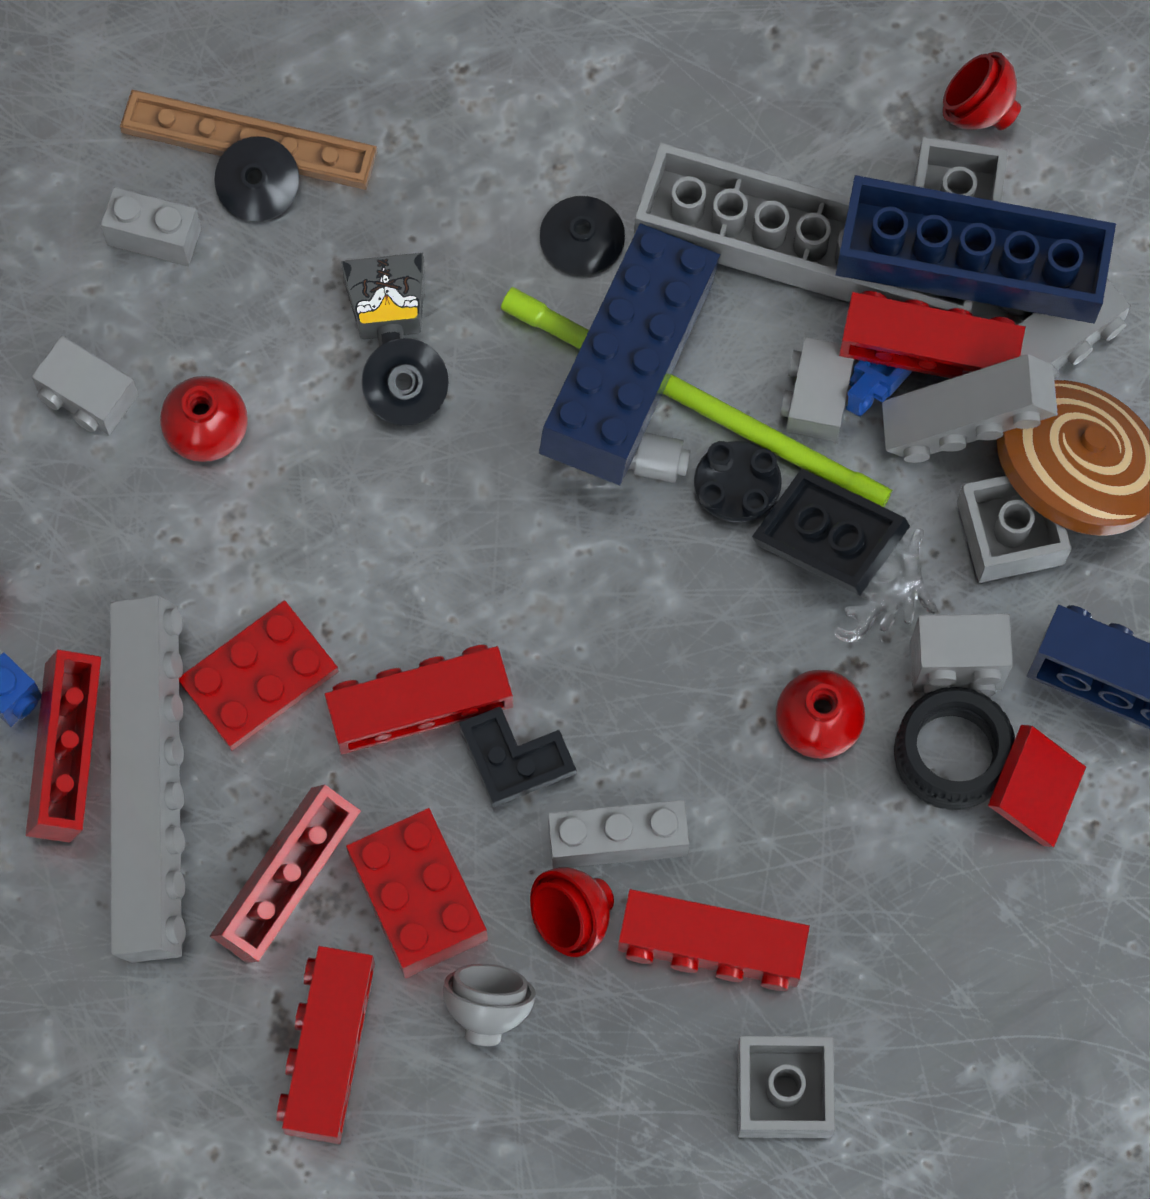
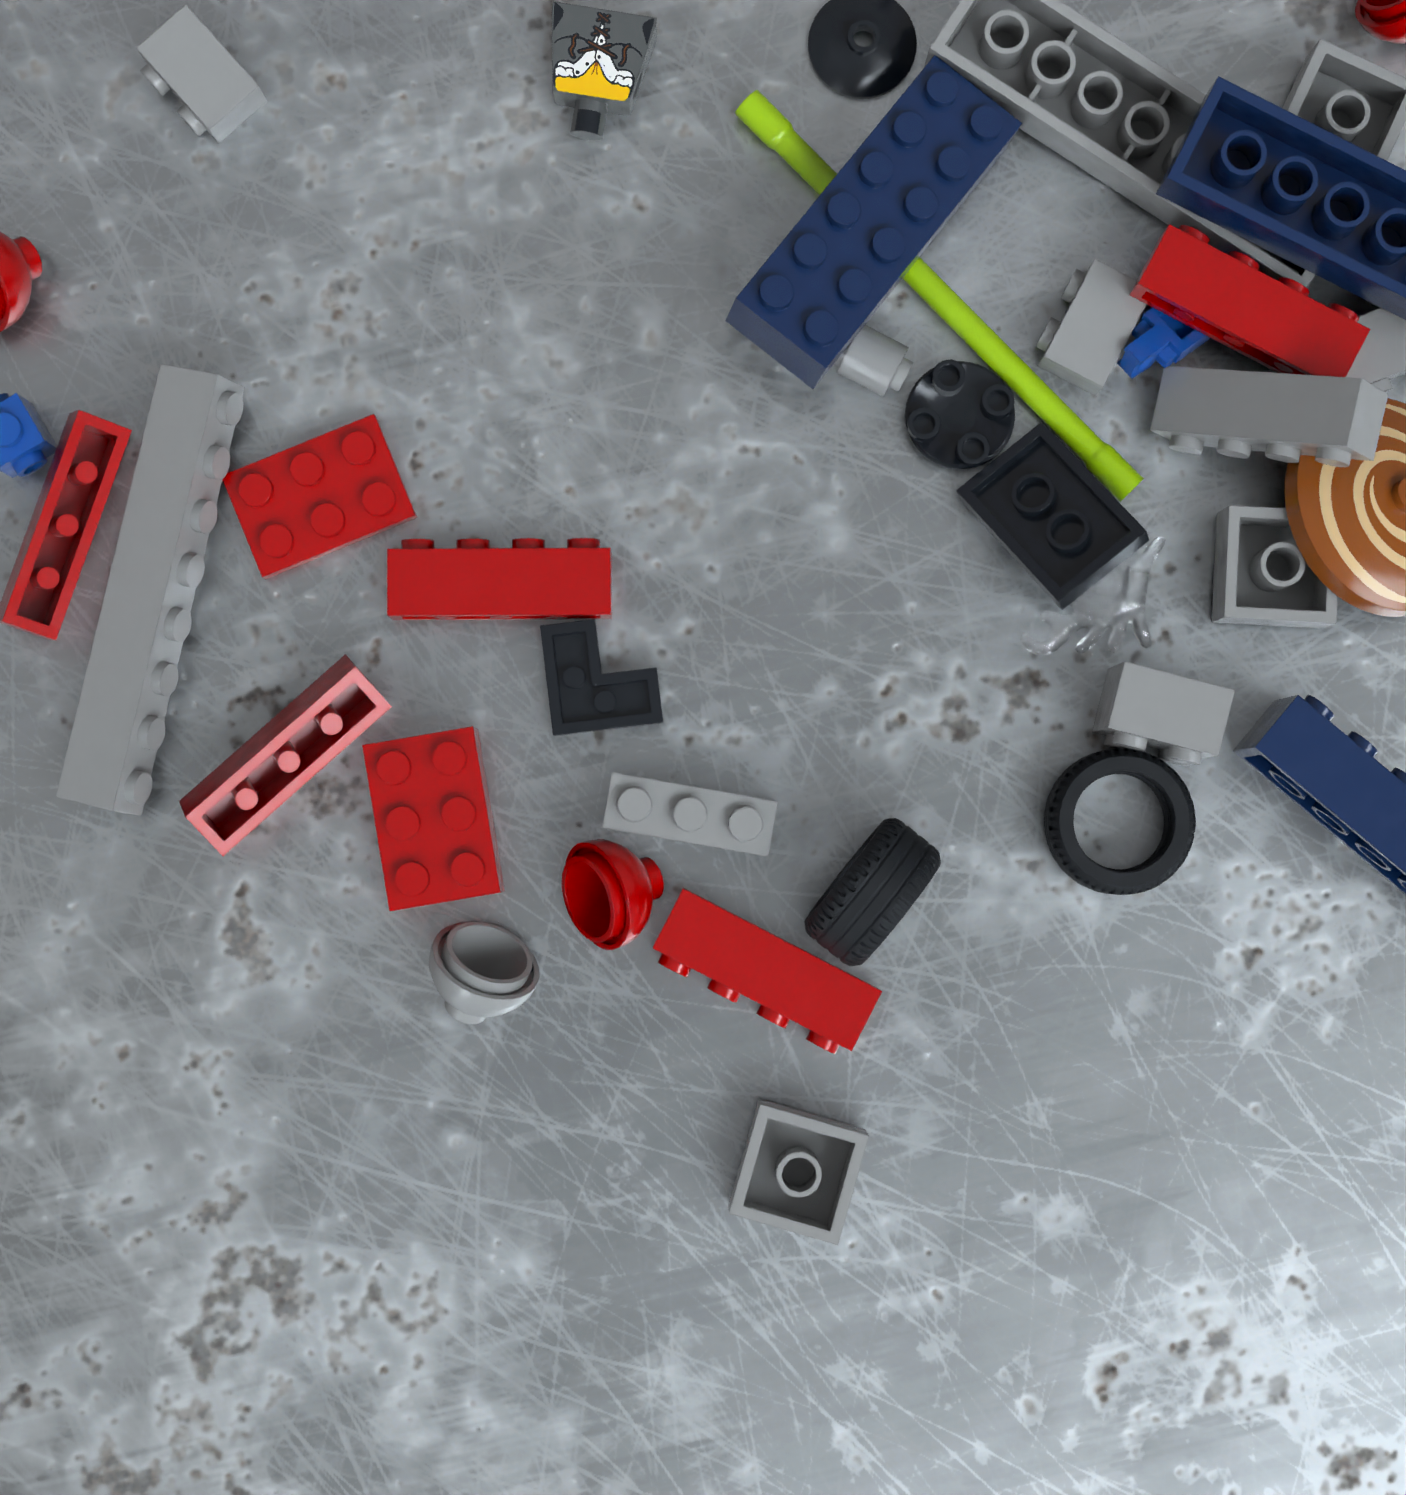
camera: 10 degrees right, 15 degrees up
(204, 435) = (339, 180): red piece -> none
(327, 1045) = (281, 971): red brick -> none
(427, 384) = (597, 205): black dish -> none
(778, 848) = (873, 892): none -> black tyre
(815, 732) = (944, 735): red piece -> none
(1037, 786) = (1202, 896): red tile -> none

